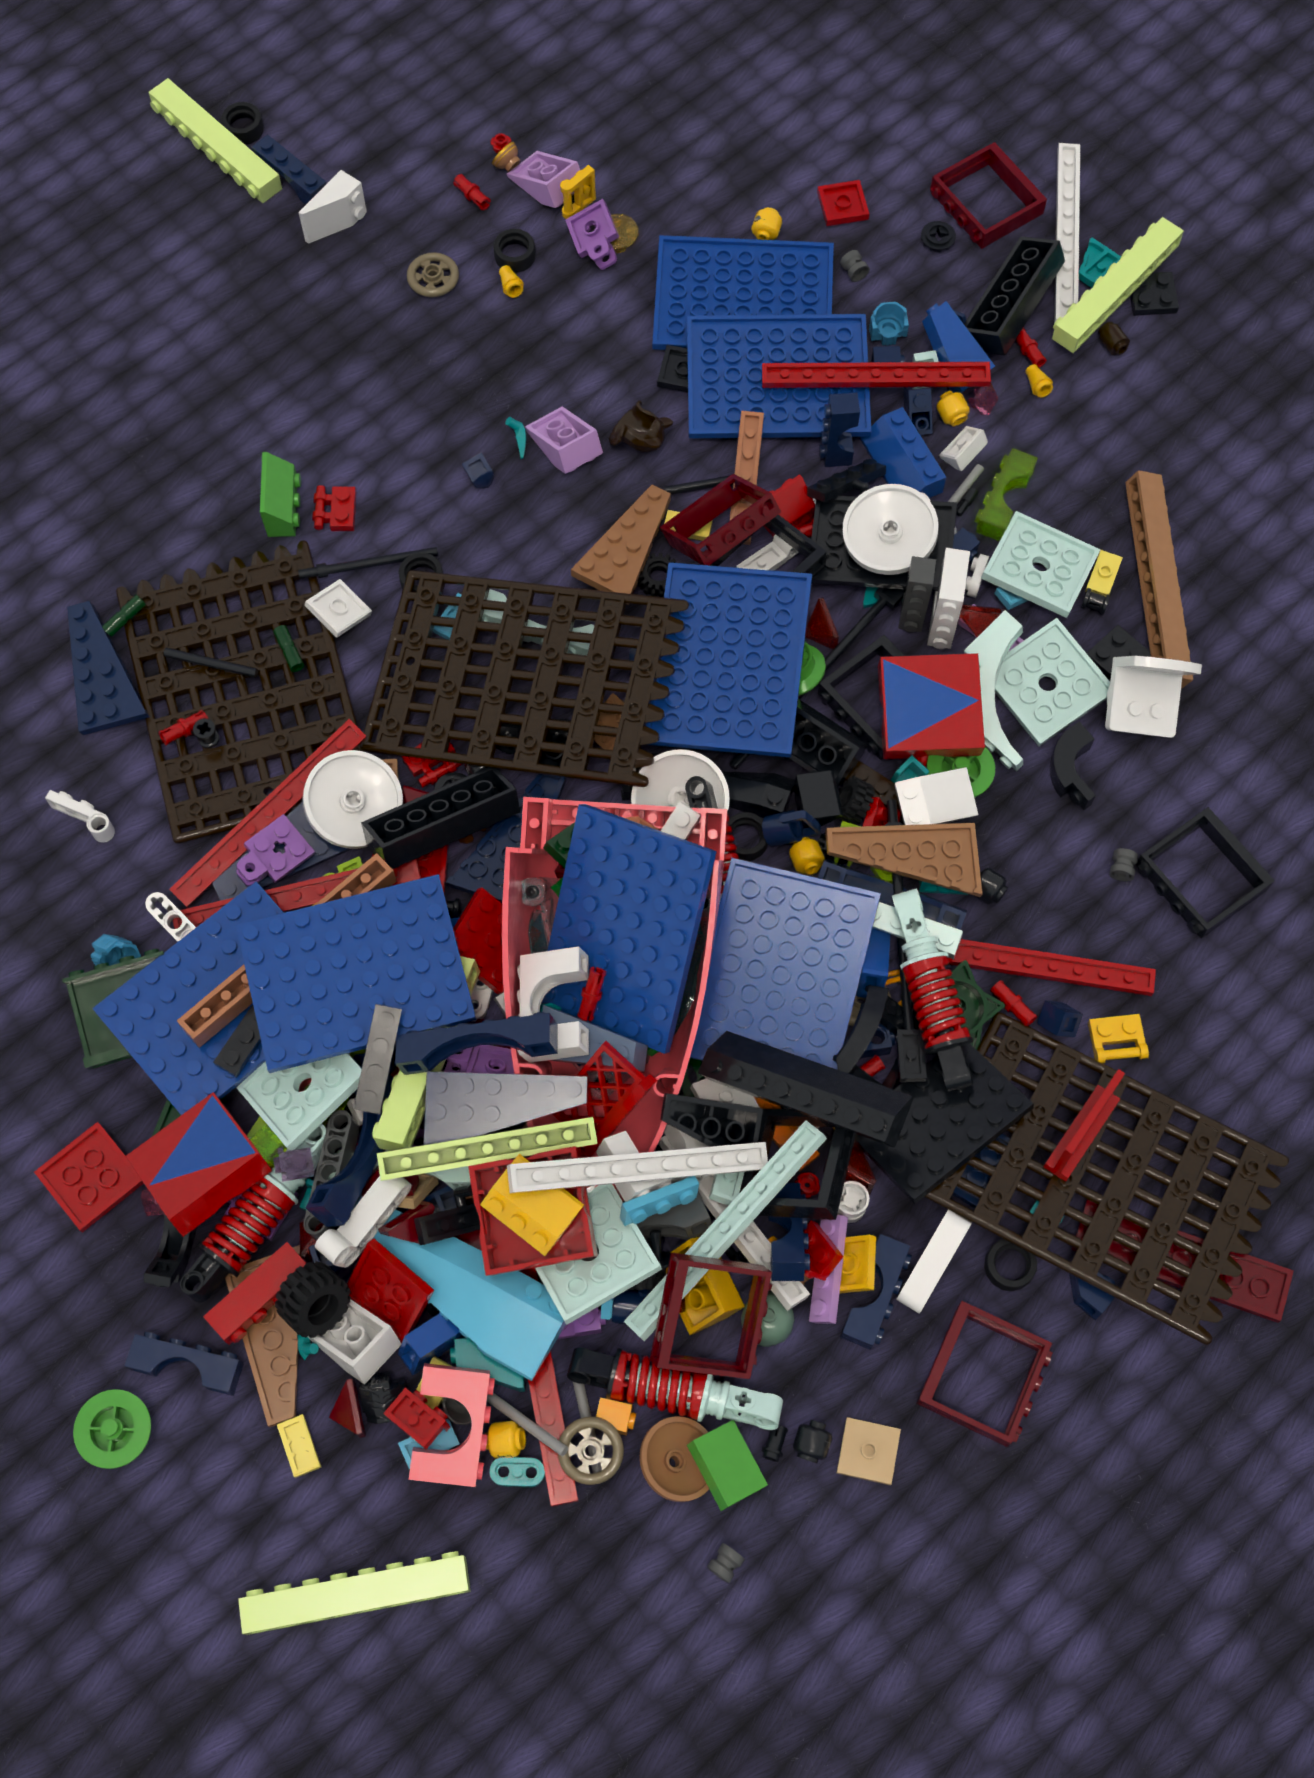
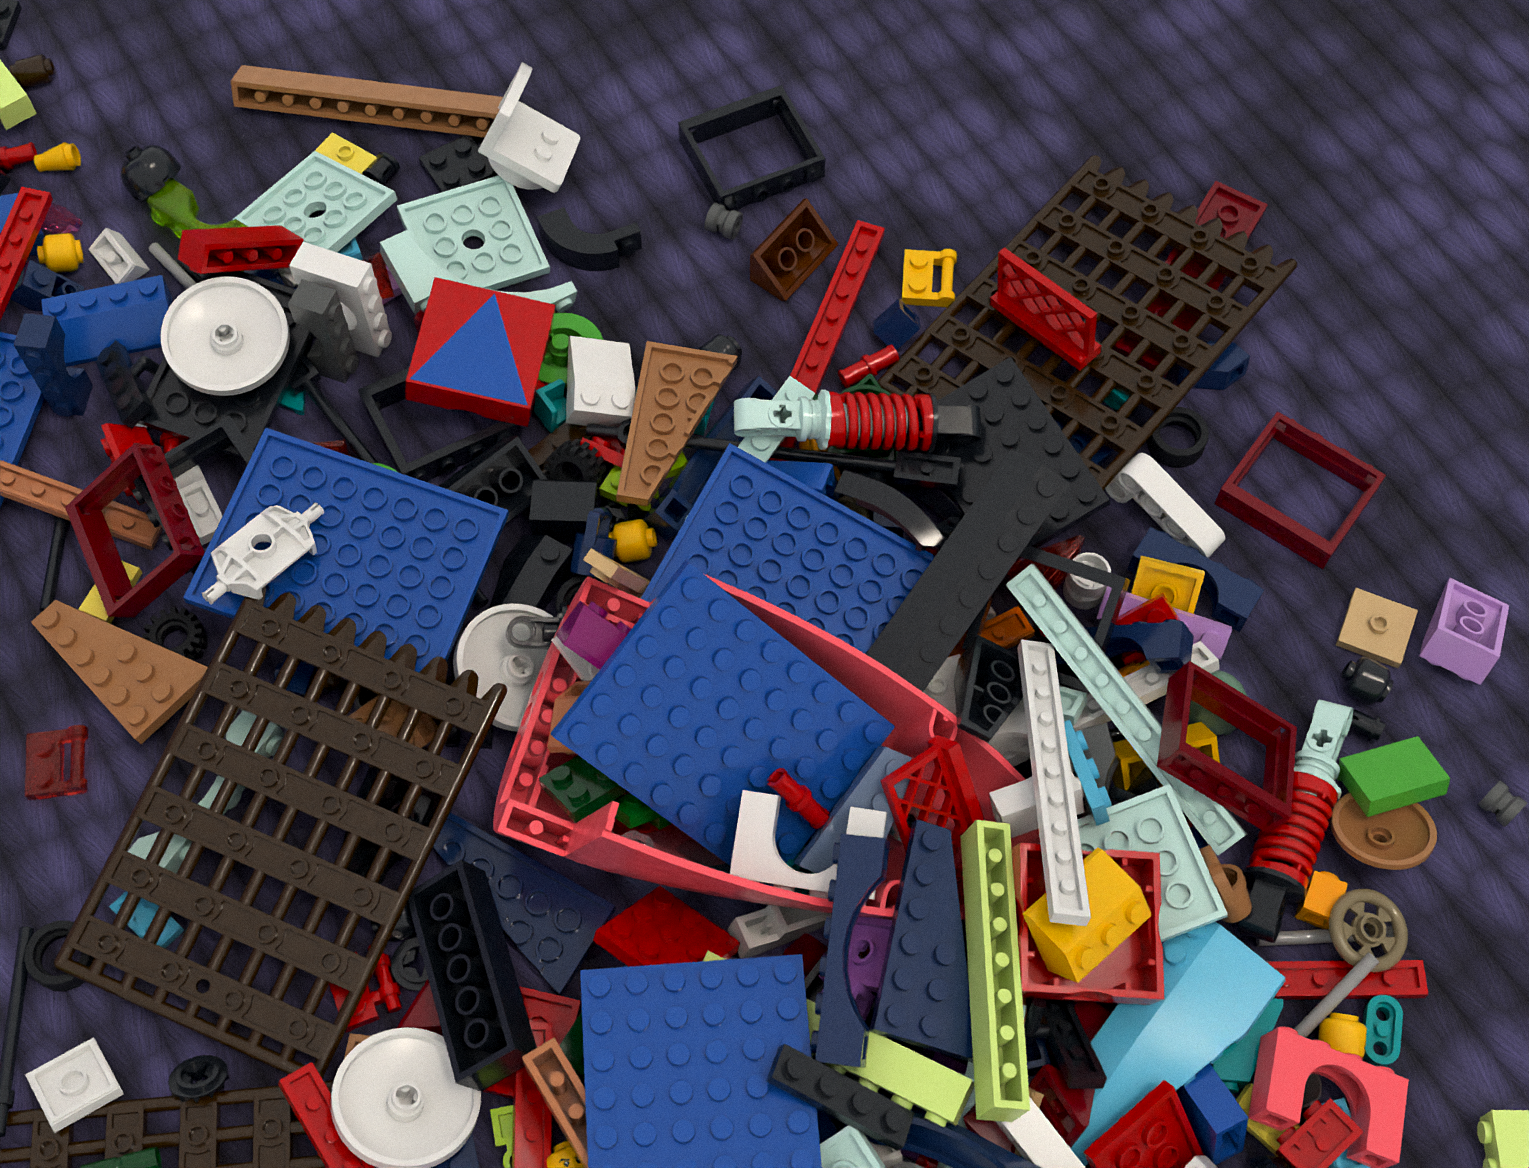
camera: 80 degrees left, 5 degrees down
(361, 676) = (195, 1069): none -> black gear
(551, 527) = (46, 763): none -> clear red plate
(597, 1325) = (1230, 886): none -> medium nougat piece
(677, 818) = (591, 634): none -> magenta slope
(723, 612) = (249, 570): none -> white plate
(741, 833) = (616, 574): none -> tan plate
(881, 1526) = (1465, 632): none -> lavender slope
(968, 517) = (238, 248): none -> red brick
(1039, 440) = (147, 170): none -> black cylinder
(1108, 923) = (791, 252): none -> reddish brown slope

